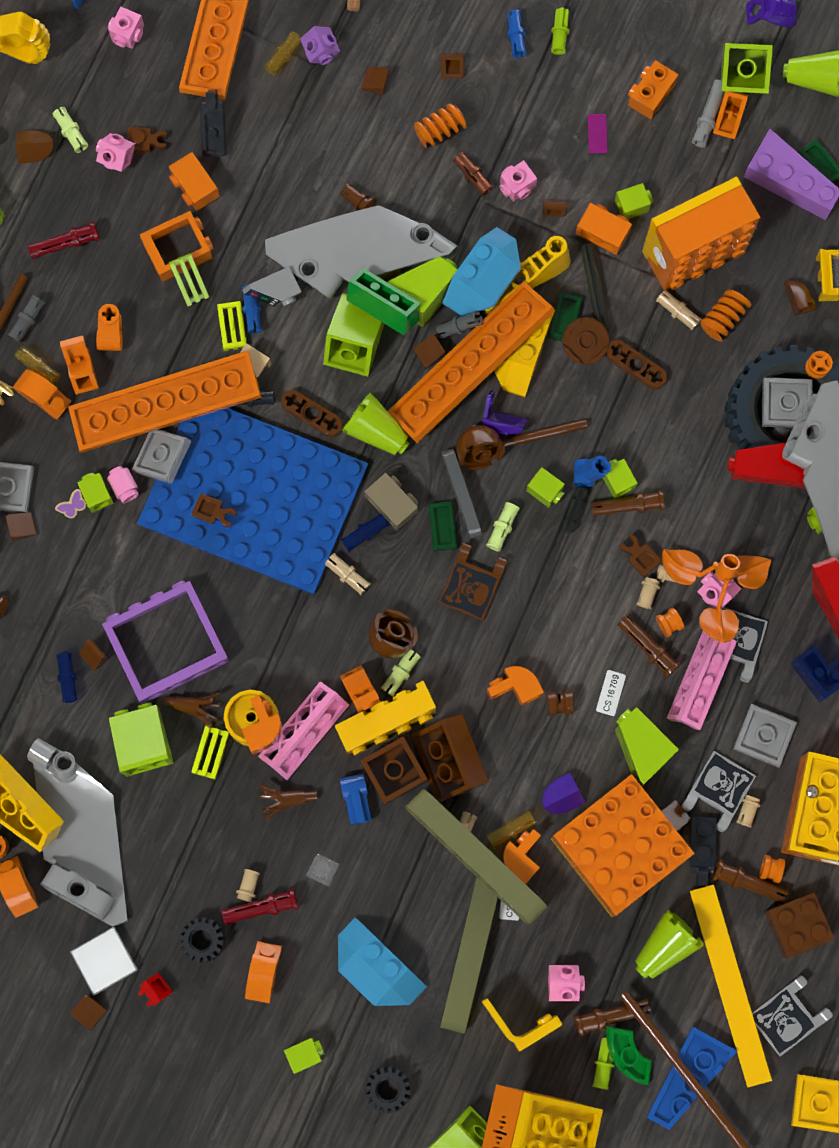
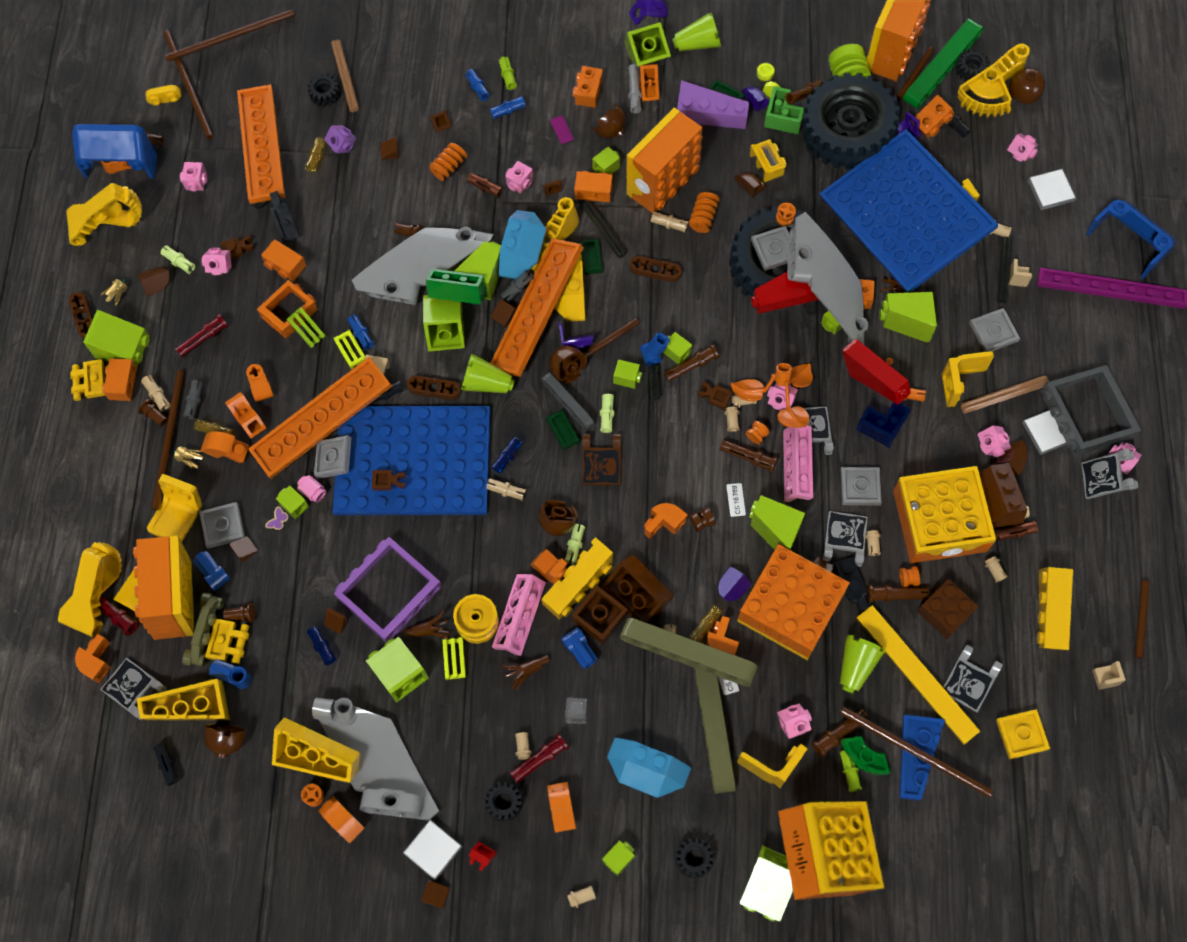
camera: 20 degrees left, 10 degrees down
(246, 1079) = (581, 896): none -> tan pin
(263, 733) = (490, 621): orange brick -> none
(275, 288) = (372, 310): light grey slope -> none
(391, 501) = (518, 424): dark tan brick -> none
(541, 79) = (507, 107): none -> blue pin
(585, 340) = (612, 265): reddish brown tile -> none
(660, 152) = (611, 124): none -> reddish brown cylinder

